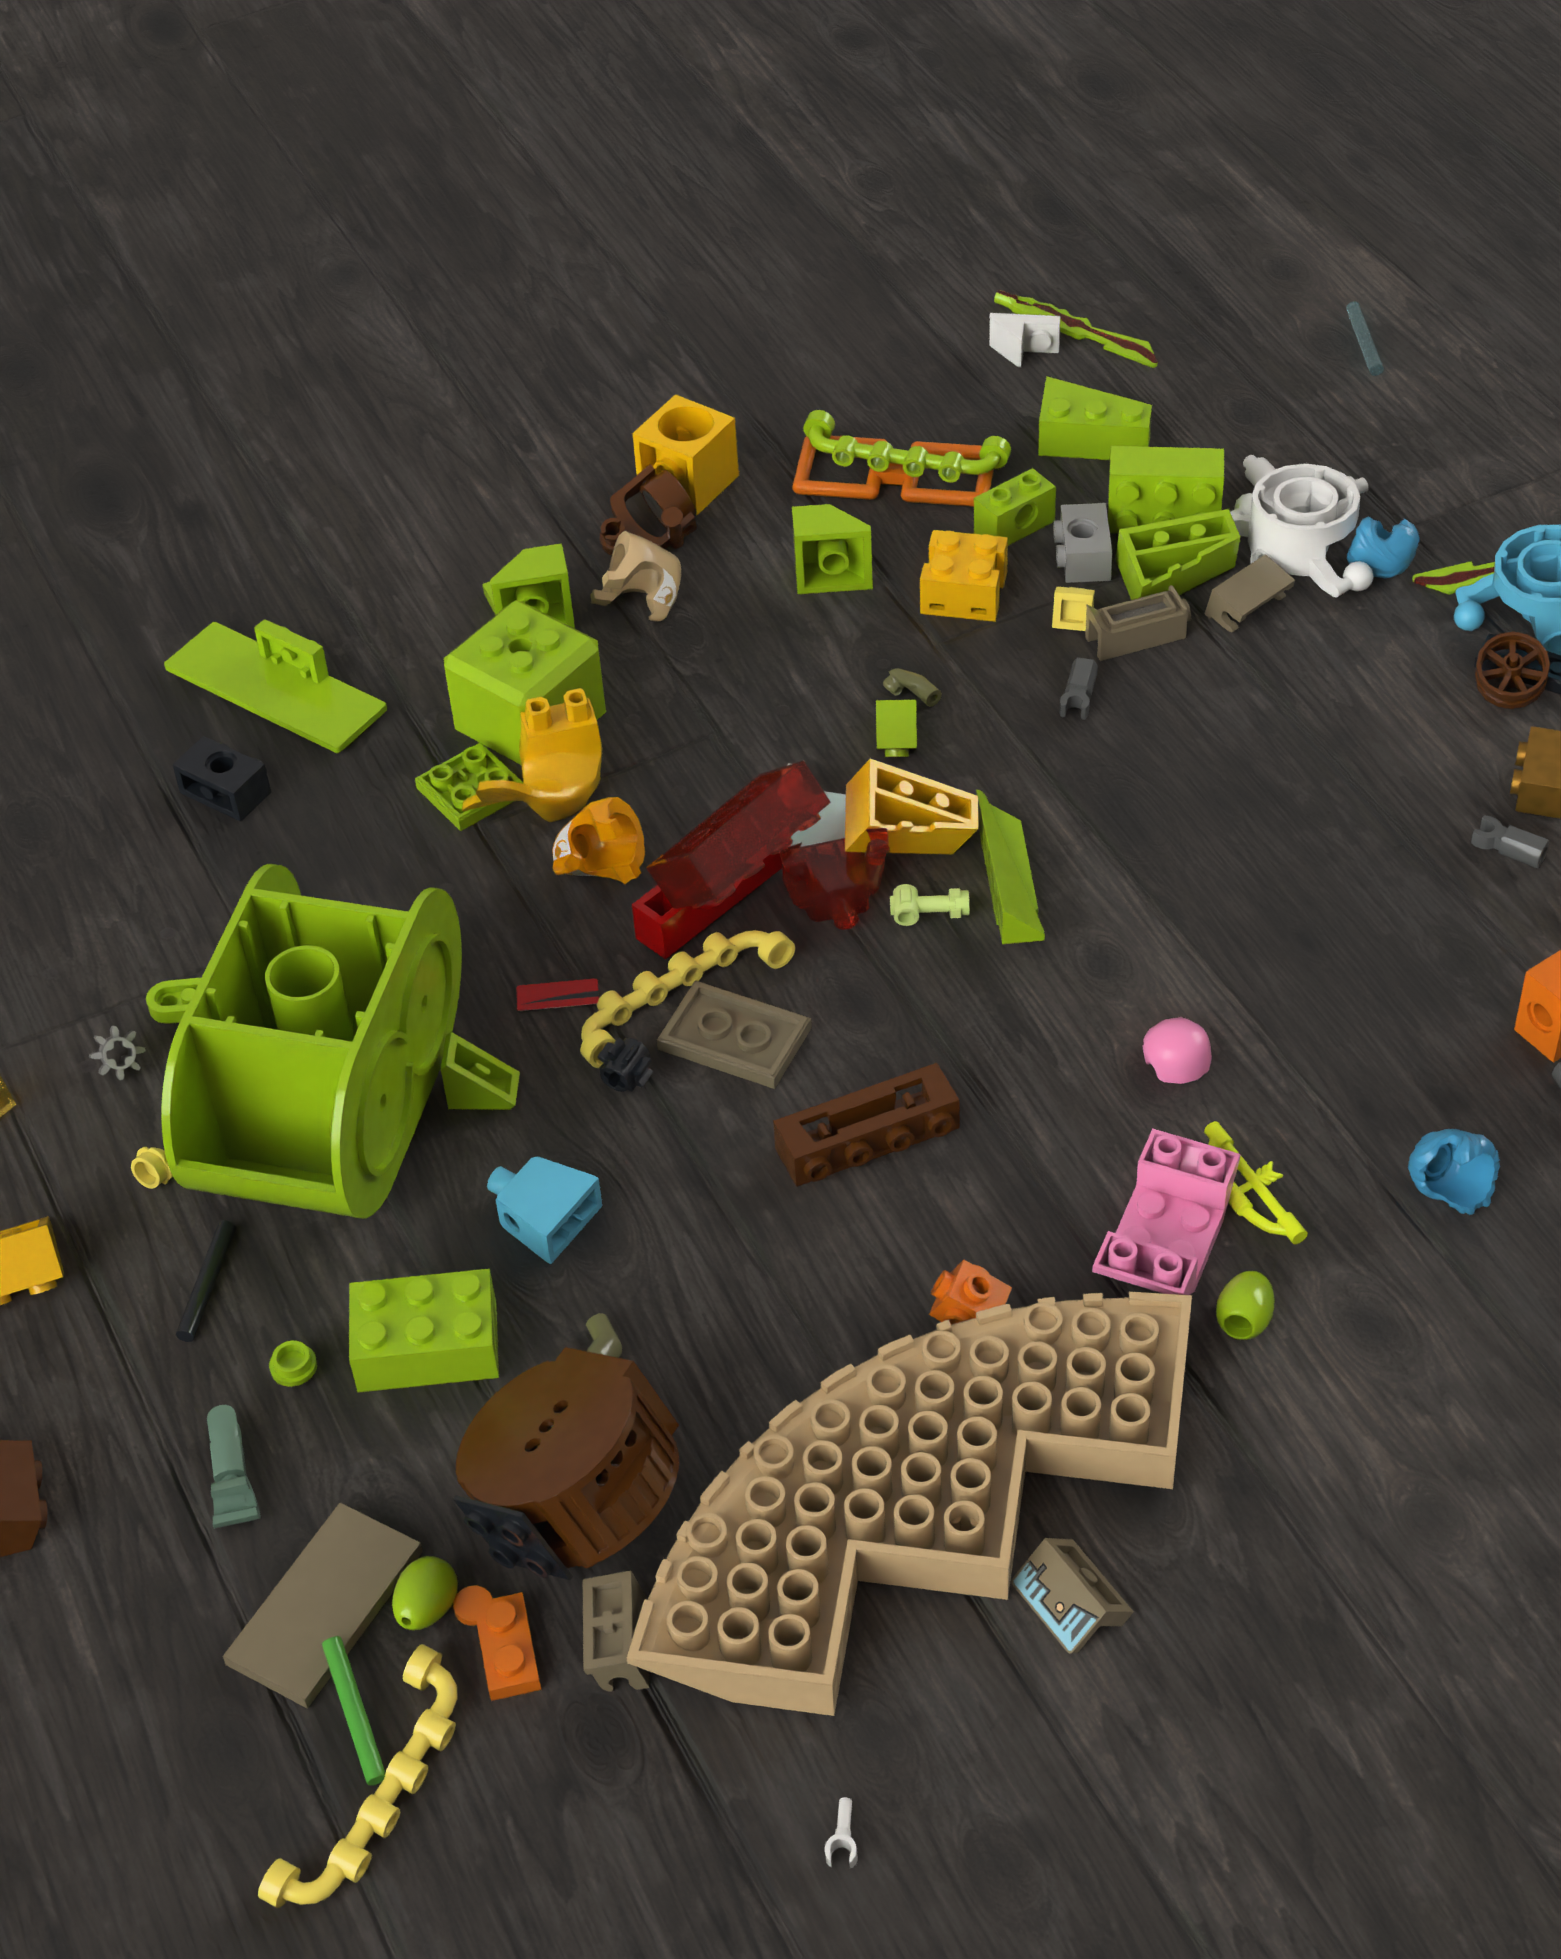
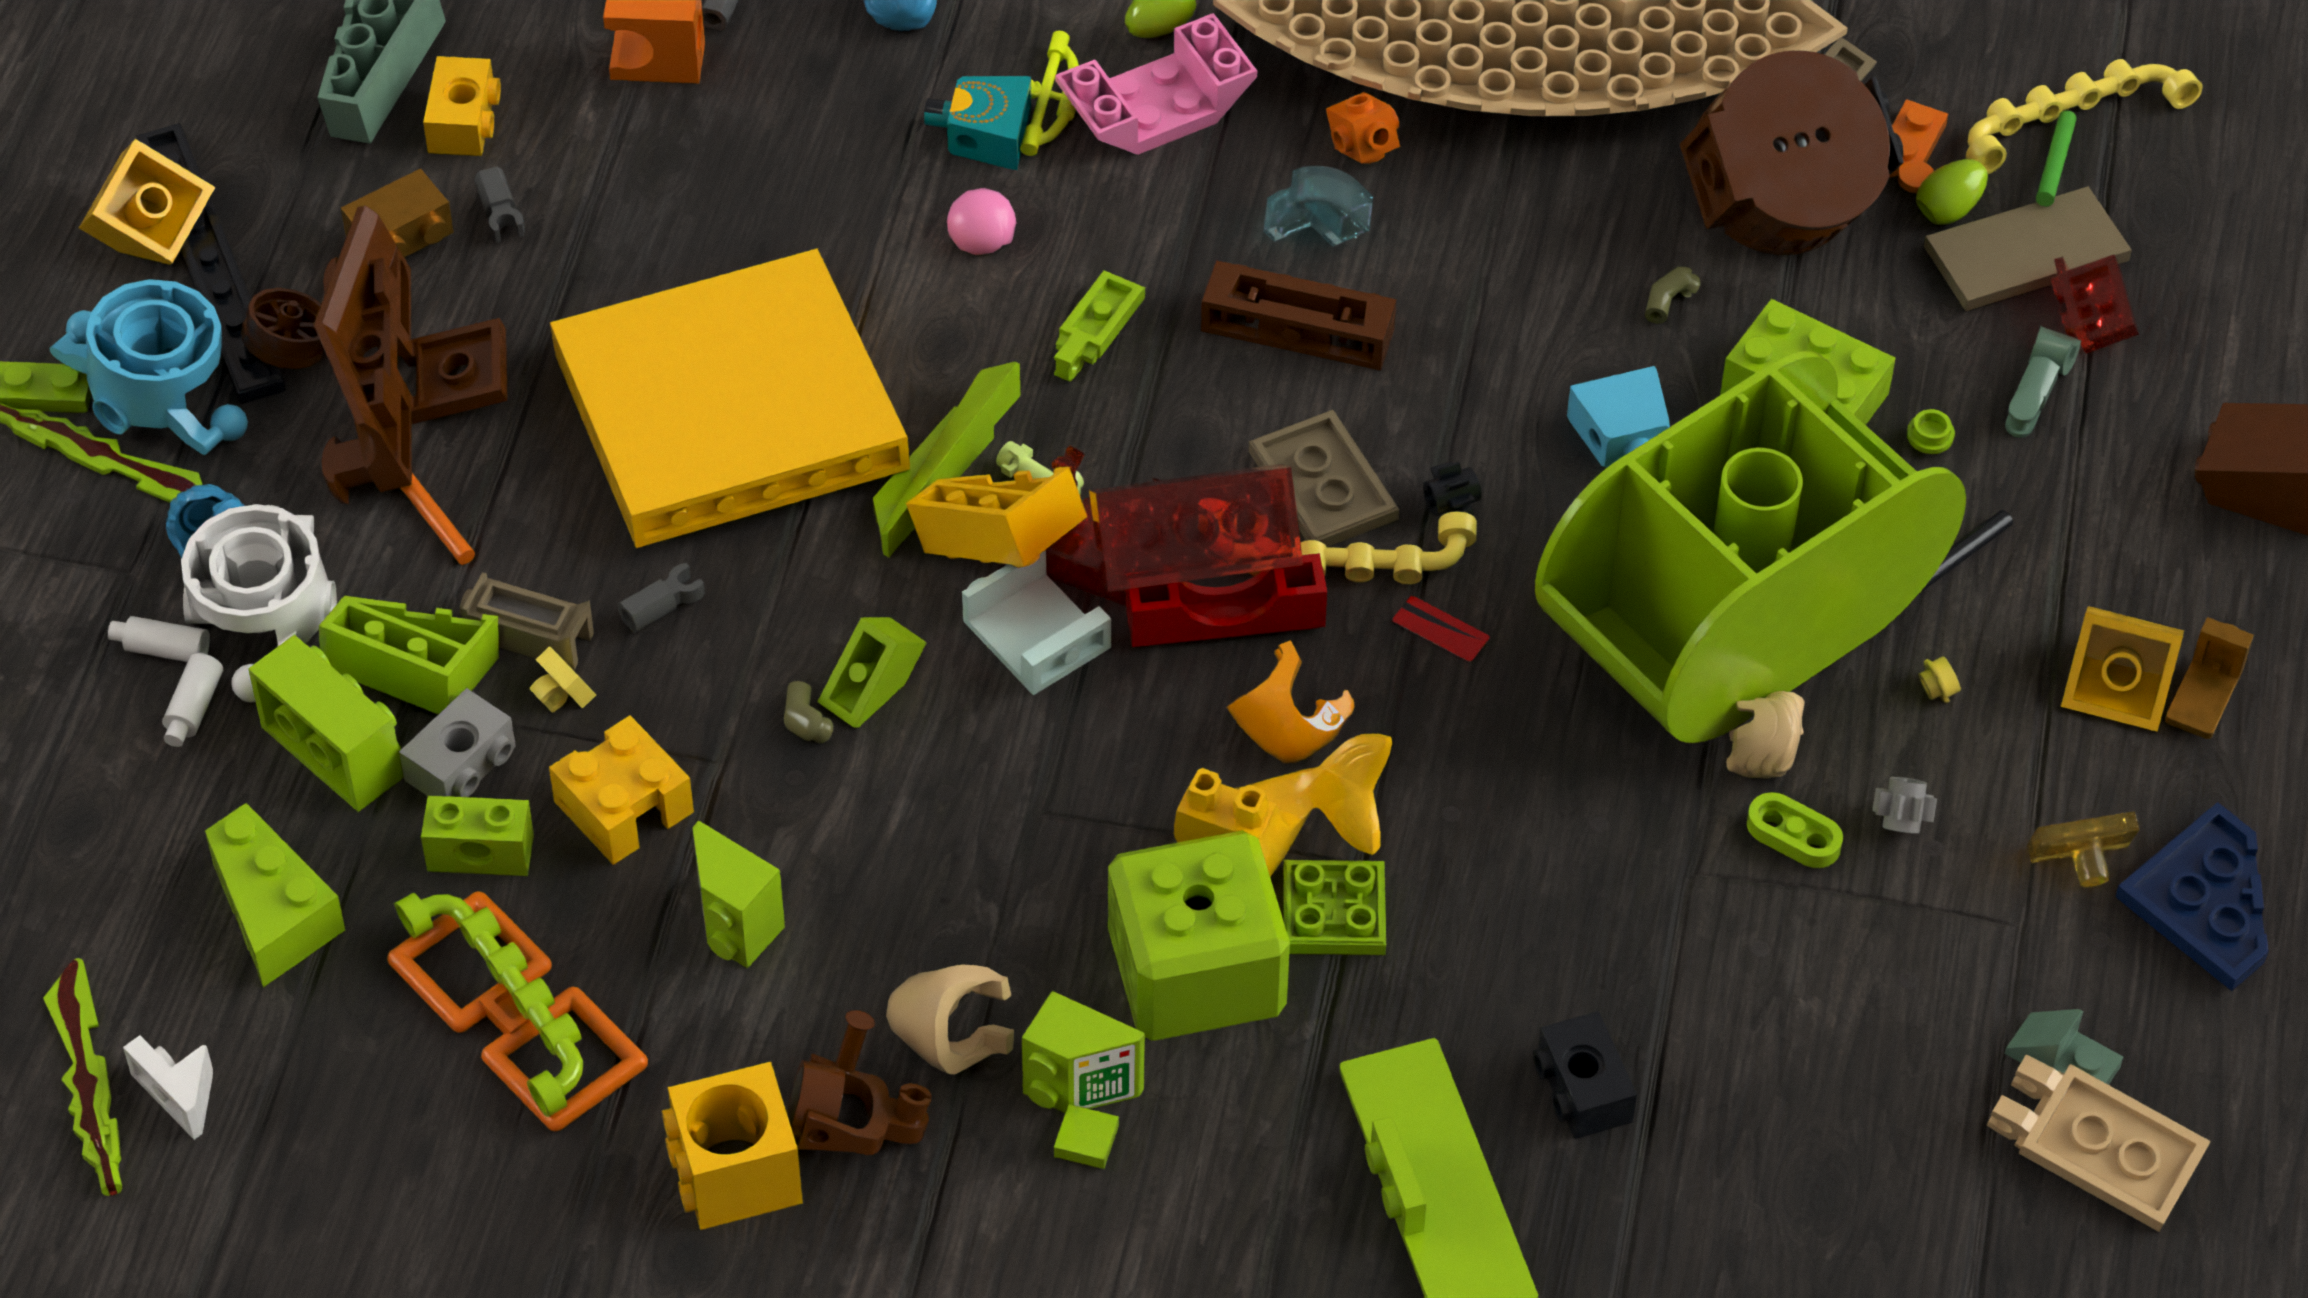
camera: 145 degrees left, 5 degrees up
(224, 1568) = (2095, 303): none -> clear red bracket
(929, 1209) = (1322, 199): none -> clear light blue brick
(1010, 1029) = (1095, 323): none -> lime hinge
(1186, 809) = (729, 397): none -> yellow panel
(1247, 592) = (391, 574): dark tan hinge -> none
(1266, 1118) = (985, 118): none -> teal torso
(1285, 653) = (438, 521): none -> orange bar
(1467, 679) = (370, 308): none -> reddish brown piece

